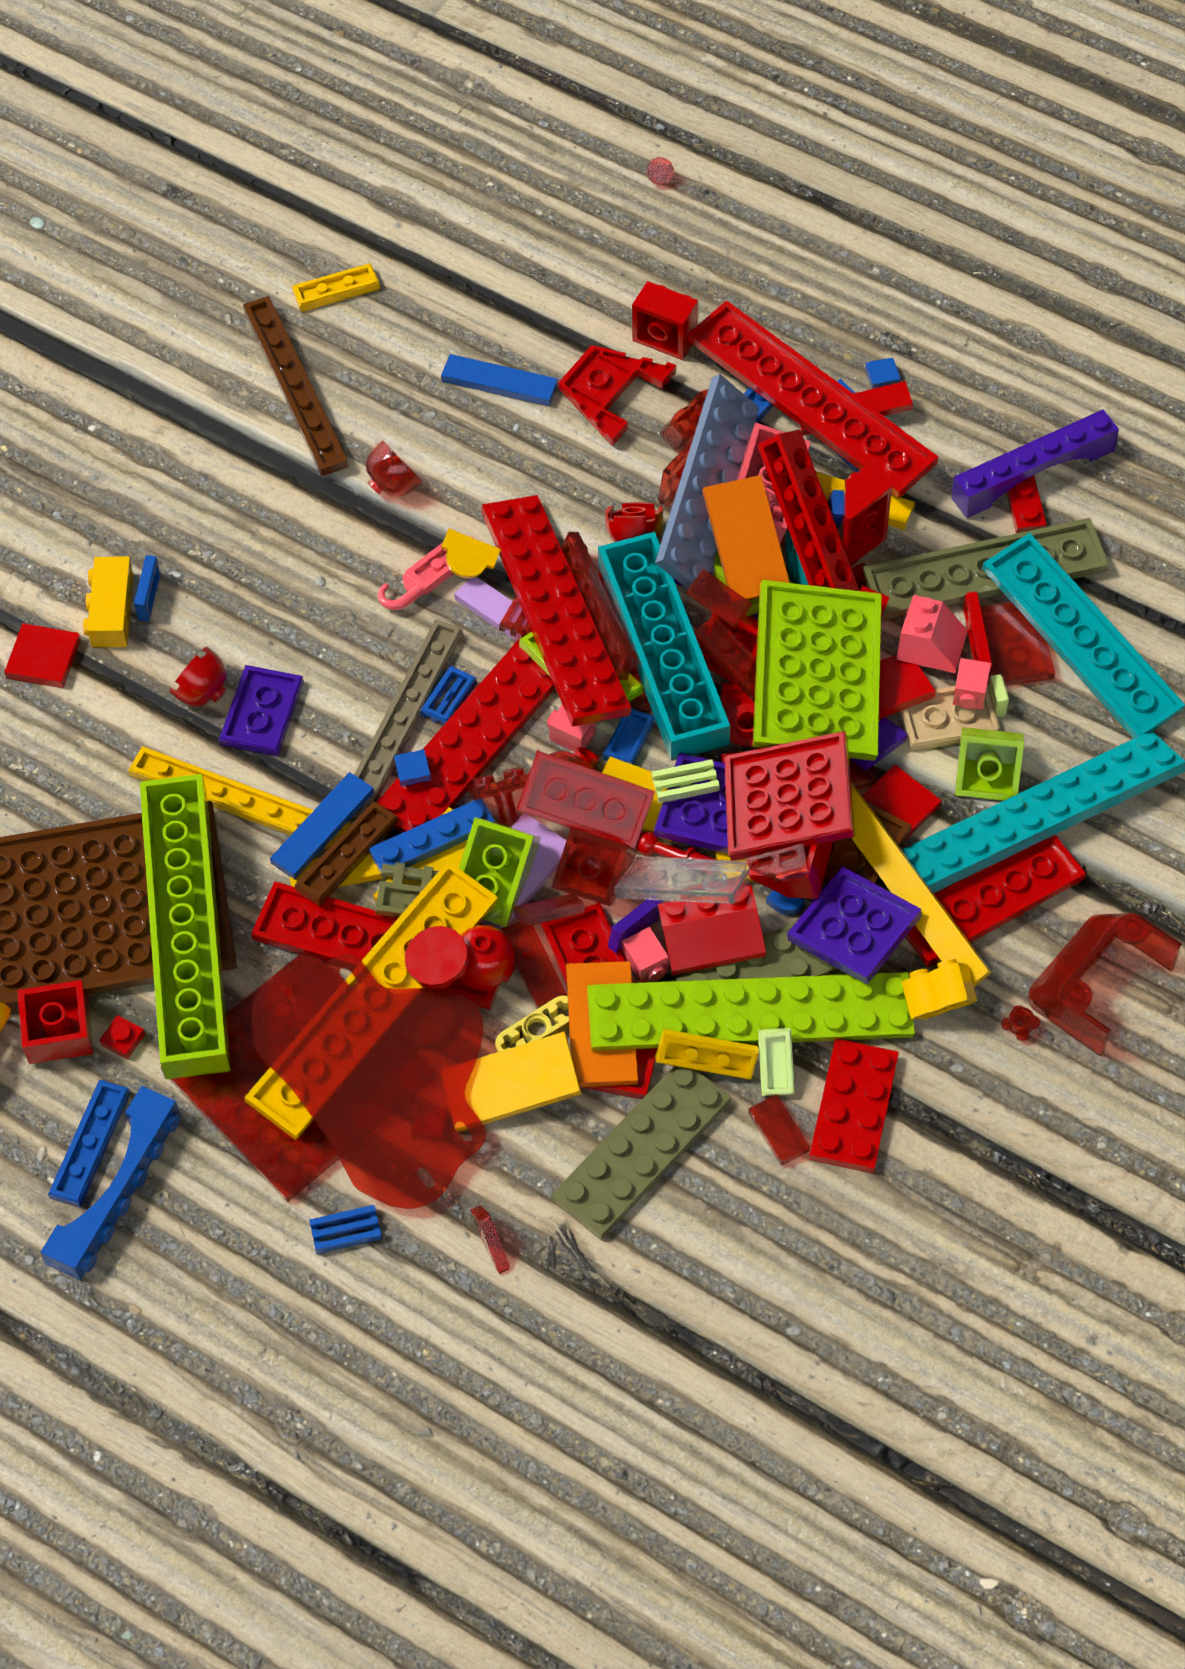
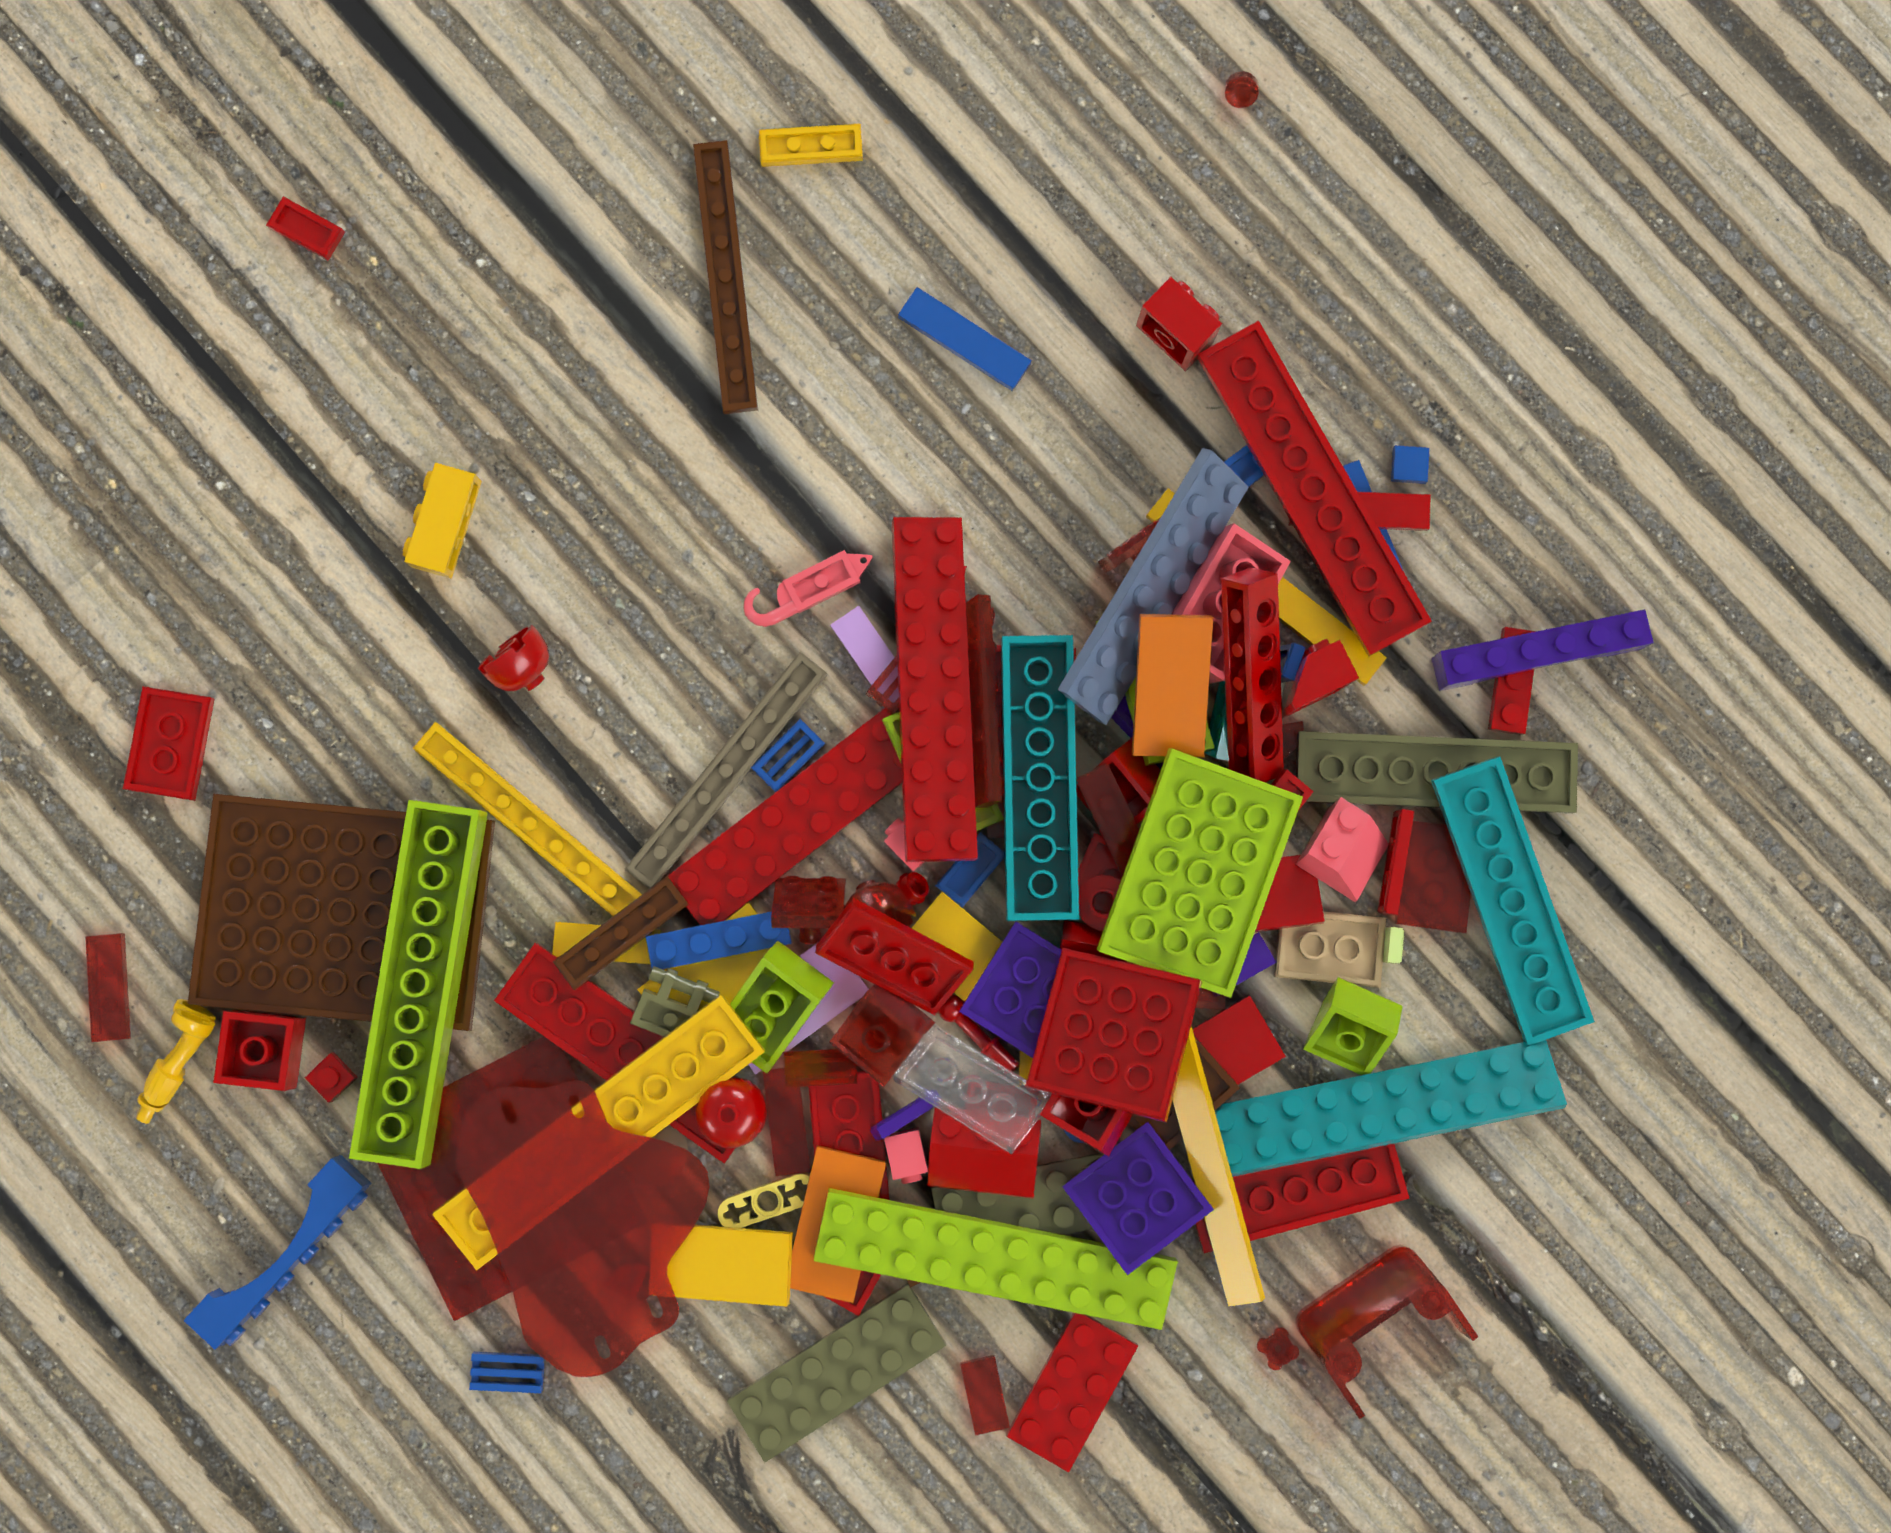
camera: 10 degrees right, 25 degrees up
(42, 655) = (353, 565): red tile -> none
(89, 1143) = (269, 1192): blue tile -> none
(147, 588) = (488, 515): blue tile -> none
(261, 710) = (578, 711): dark purple tile -> none
(321, 825) = (603, 889): blue tile -> none
(389, 472) = (801, 441): clear red cylinder -> none
(412, 767) = (719, 849): blue tile -> none
(437, 957) = (676, 1116): red tile -> none
(467, 555) = (856, 587): yellow piece -> none
(490, 1238) = (649, 1431): clear red tile -> none
(600, 380) = (1080, 377): red wing -> none
(633, 520) = (1058, 597): red cylinder -> none
(684, 422) = (1160, 477): clear red brick -> none
(685, 776) = (1041, 966): yellowish green tile -> none
(707, 1054) = (933, 1298): yellow tile -> none
(719, 598) = (1118, 749): clear red tile -> none
(776, 1061) = (1004, 1325): yellowish green tile -> none
(781, 864) = (1078, 1124): clear red tile -> none
(939, 990) = (1202, 1300): yellow brick -> none
(971, 684) = (1366, 930): coral brick -> none

